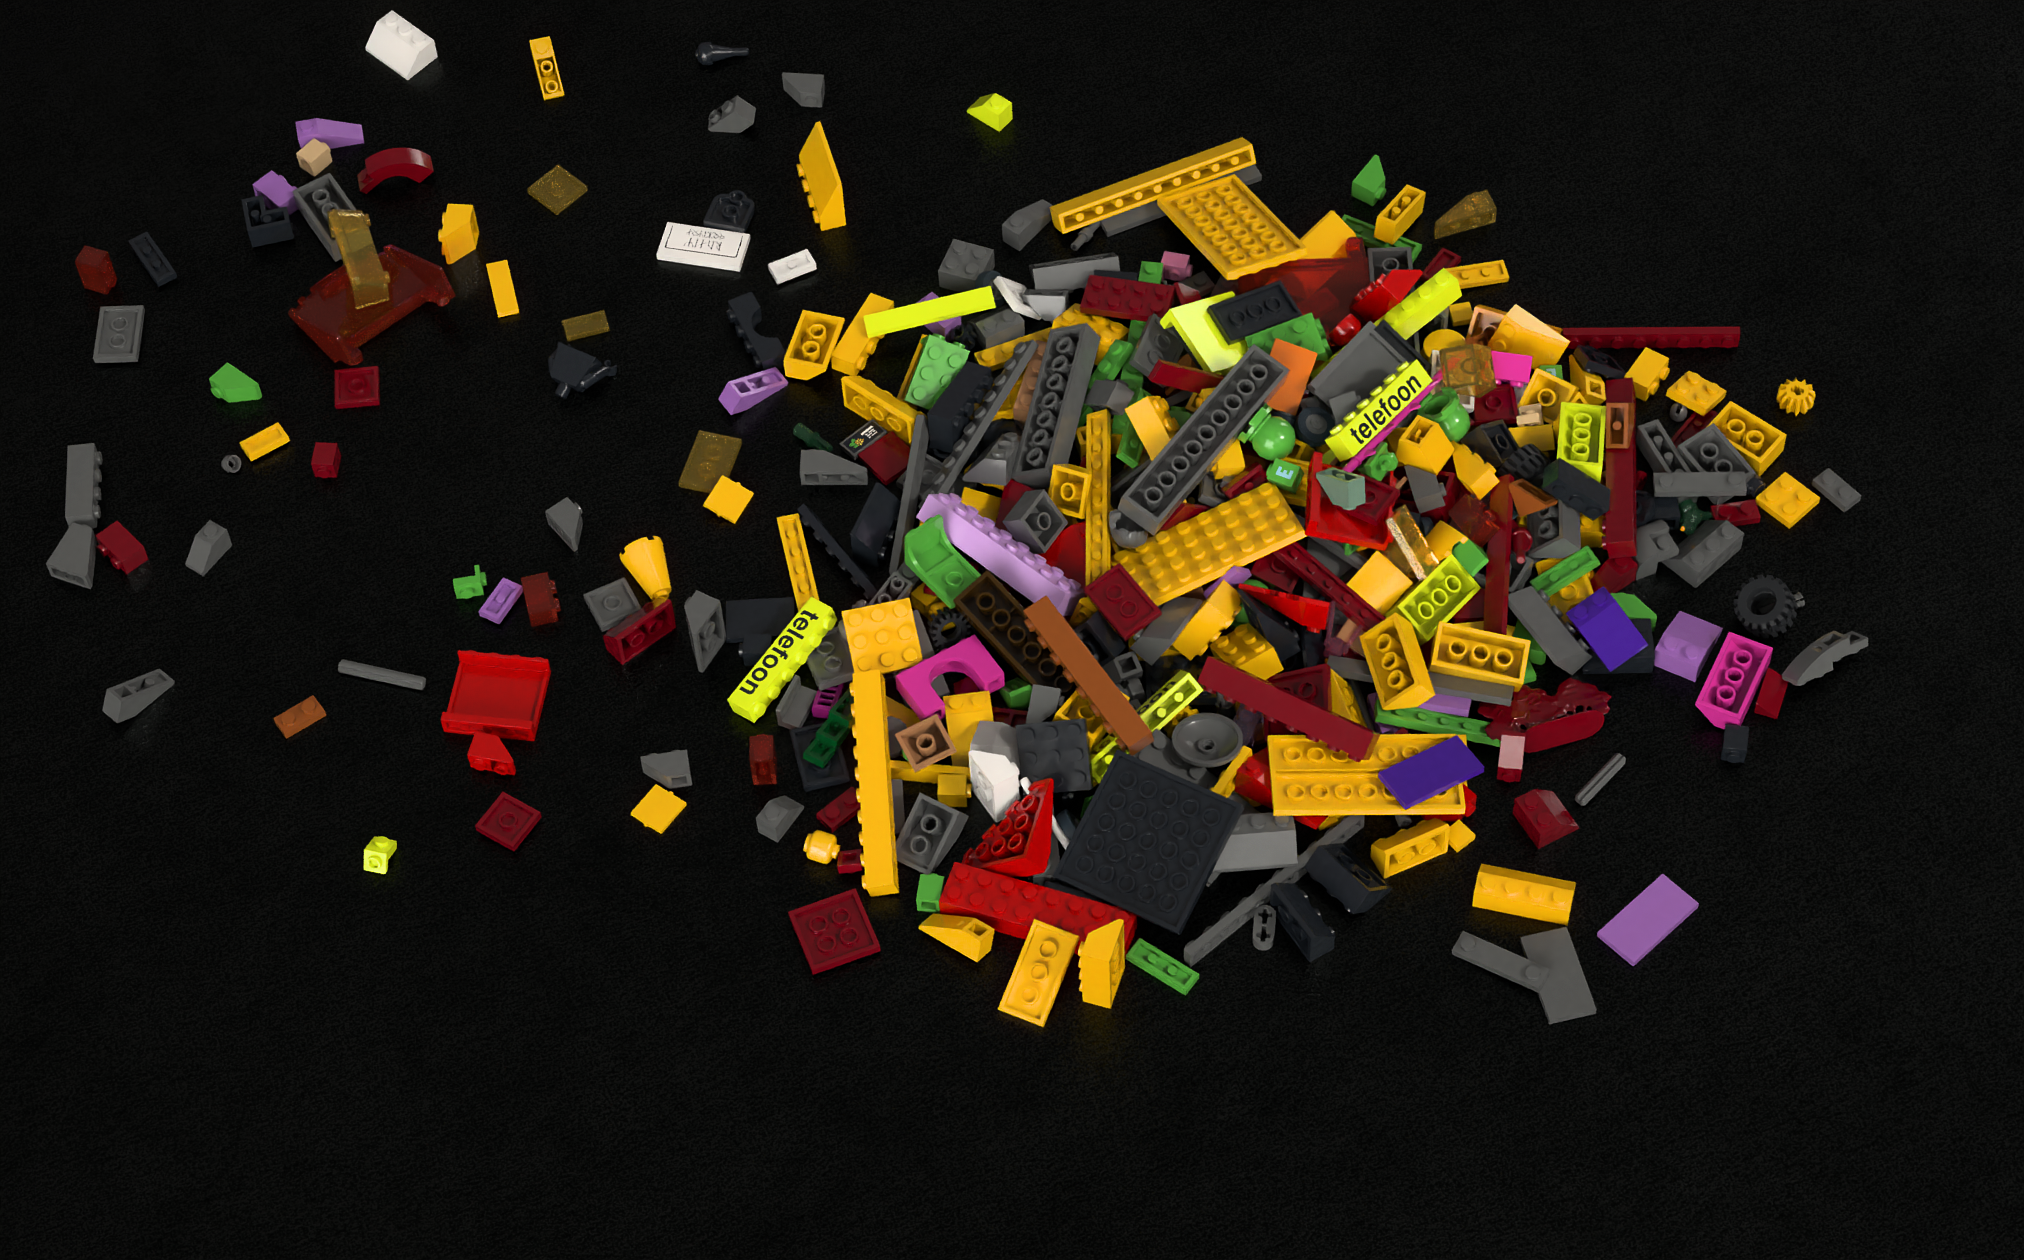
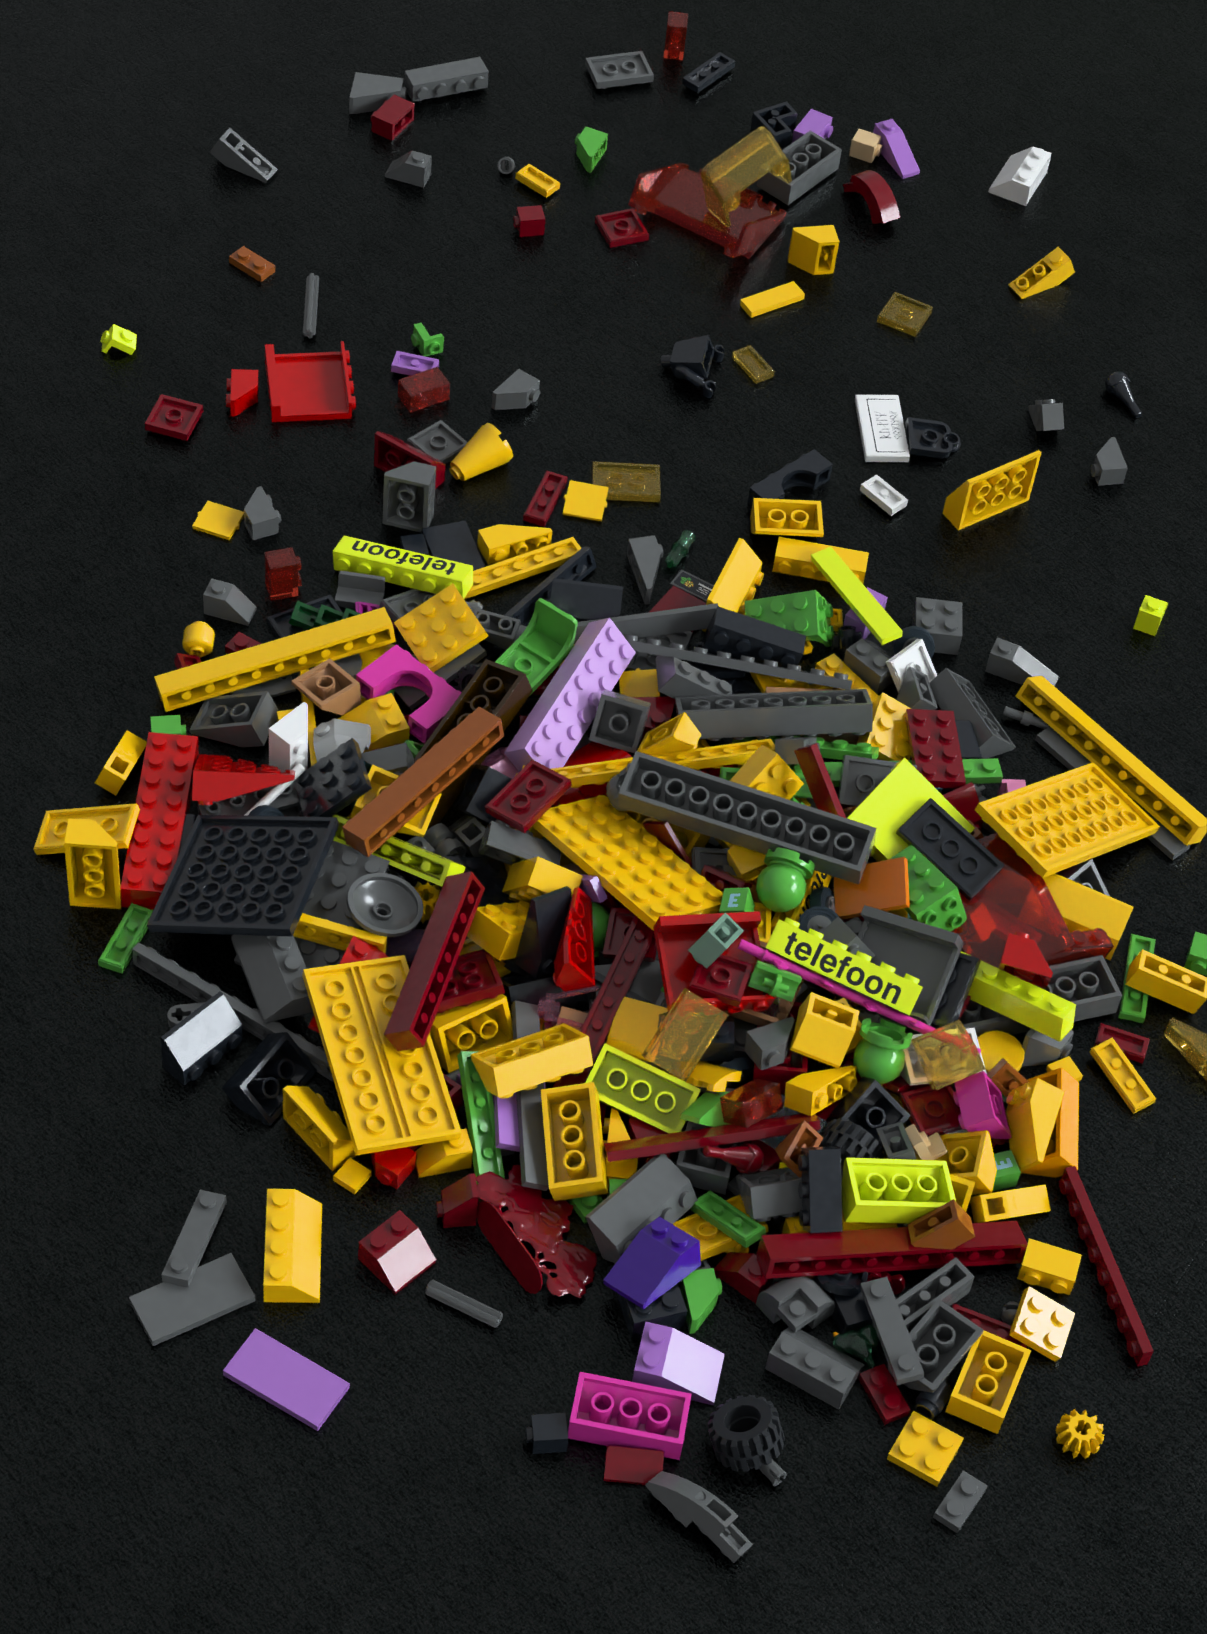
camera: 65 degrees right, 5 degrees down
(712, 532) = (545, 498): none -> dark red tile
(751, 389) = (719, 491): medium lavender slope -> none
(764, 571) = (507, 541): none -> yellow slope
(834, 931) = (107, 669): dark red plate -> none
(1345, 330) = (971, 939): red hair -> none
(1431, 772) = (395, 1109): dark purple tile -> none
(1540, 433) = (895, 1142): none -> dark grey slope
(1599, 362) = (1041, 1209): black plate -> none

